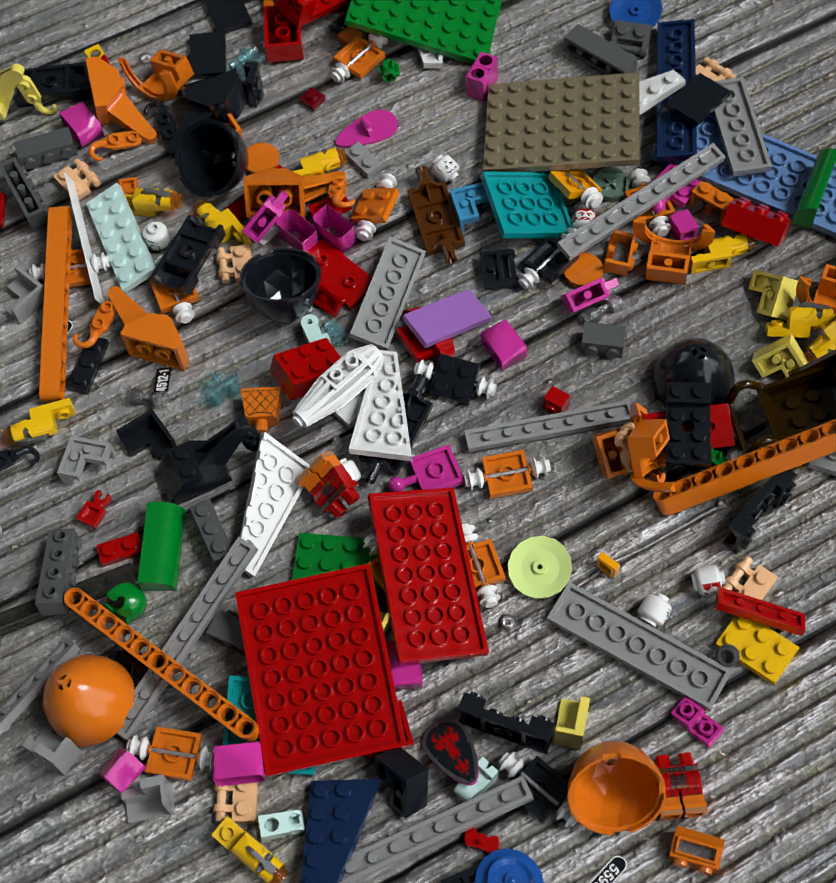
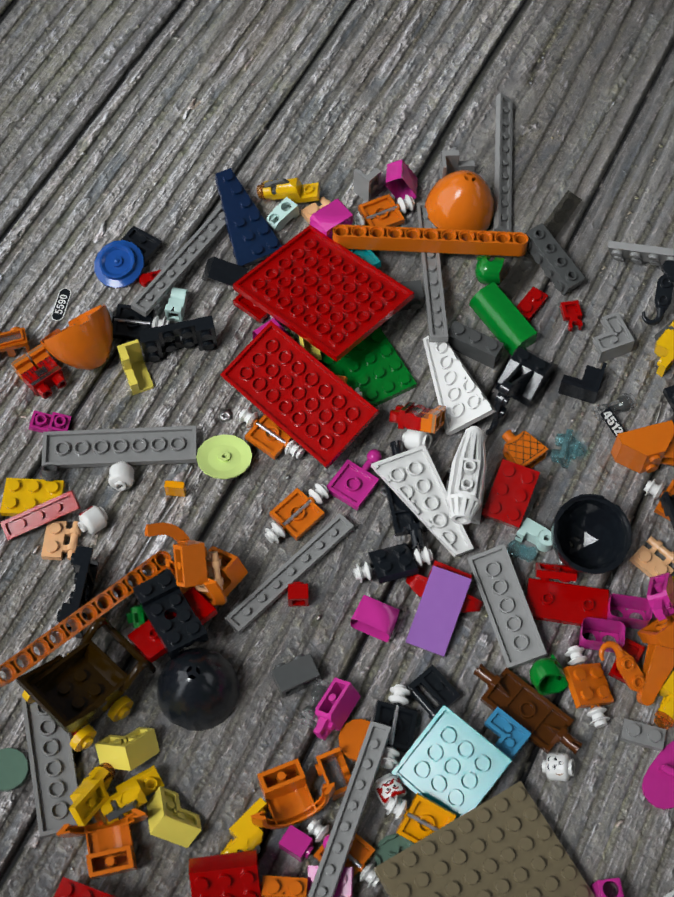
camera: 140 degrees right, 0 degrees up
(402, 225) = (545, 676): none -> green helmet
(452, 750) = (199, 304): shield -> none

